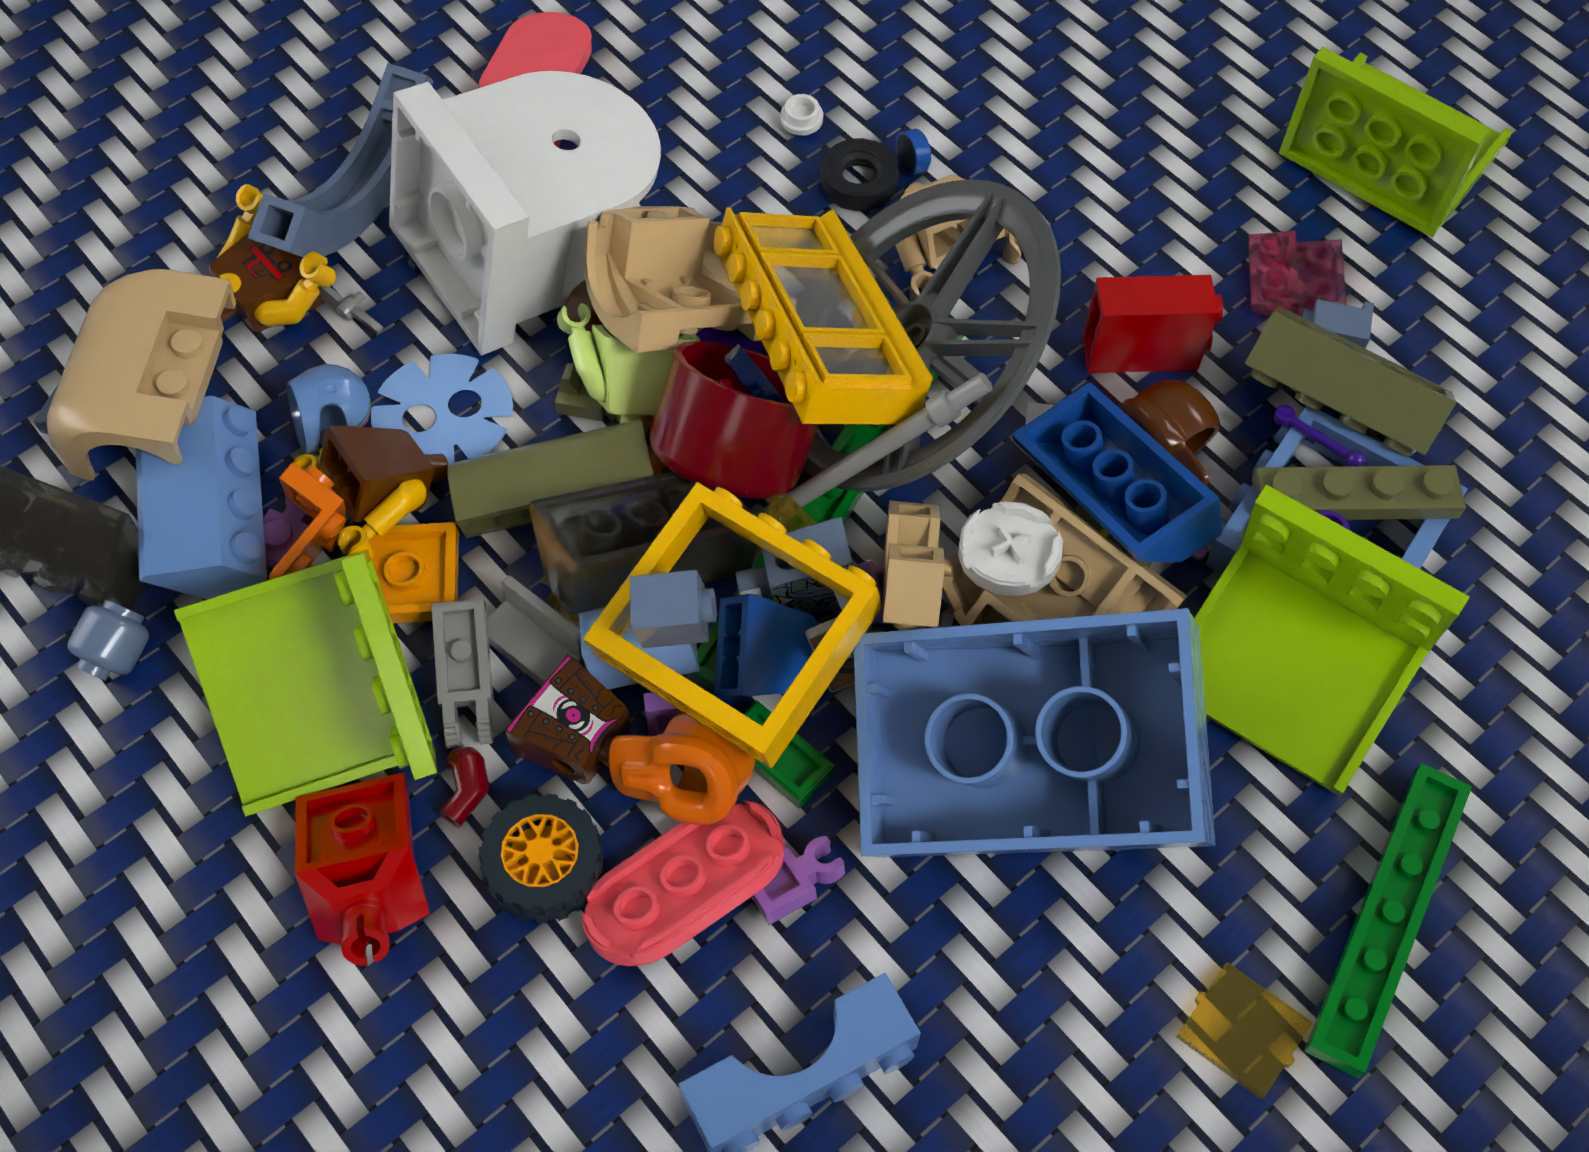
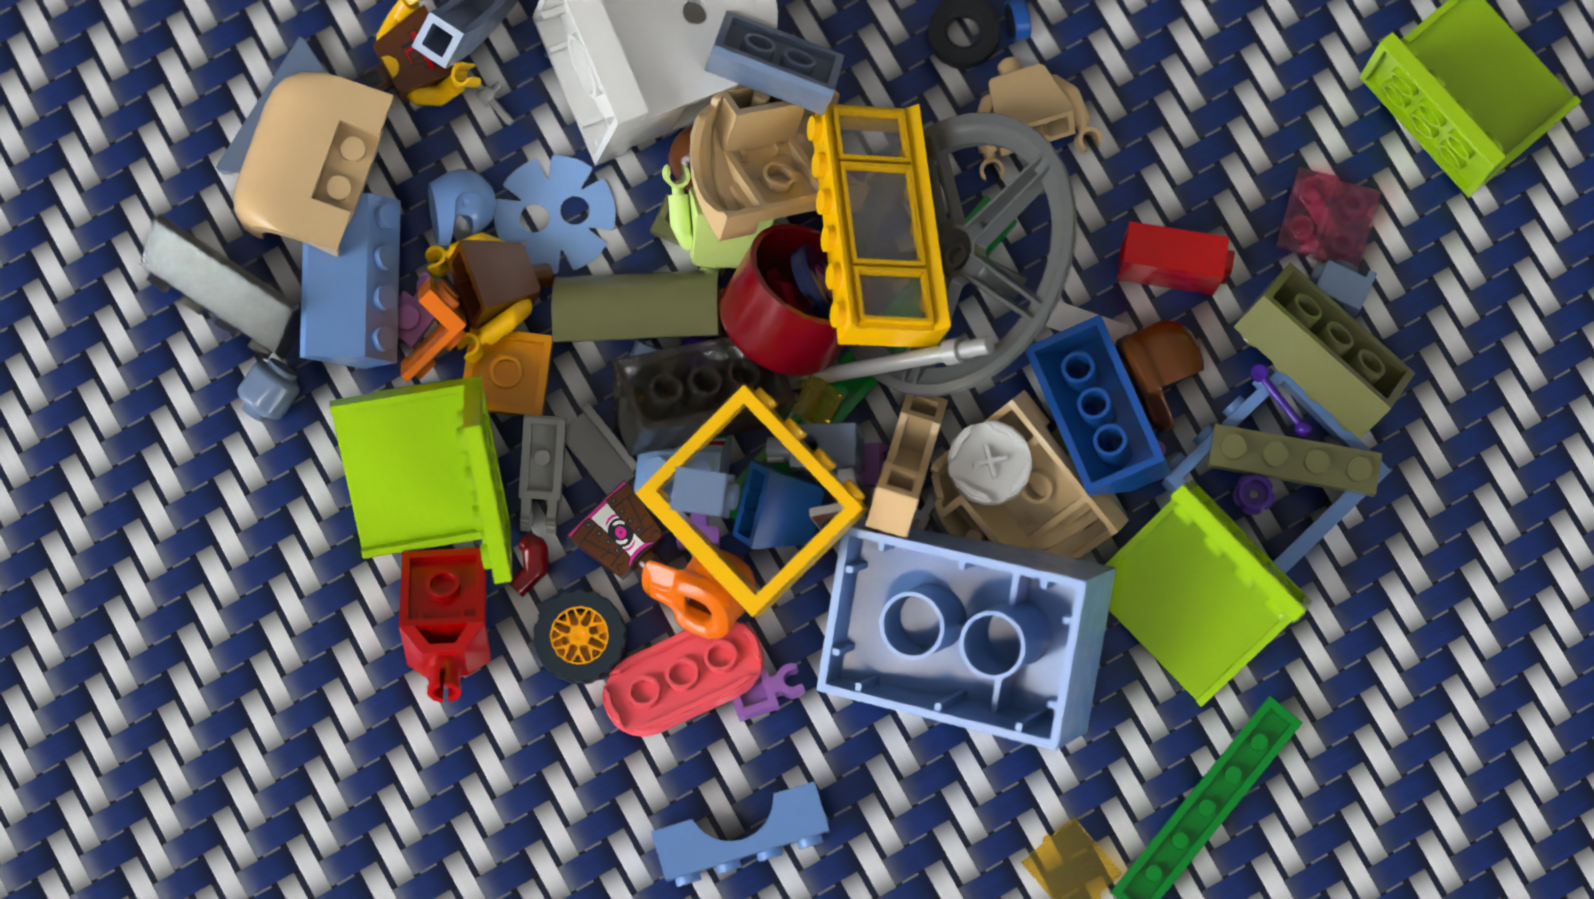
camera: 15 degrees right, 20 degrees up
(662, 174) = (775, 63): none -> sand blue slope
(799, 768) = (794, 602): green tile -> none

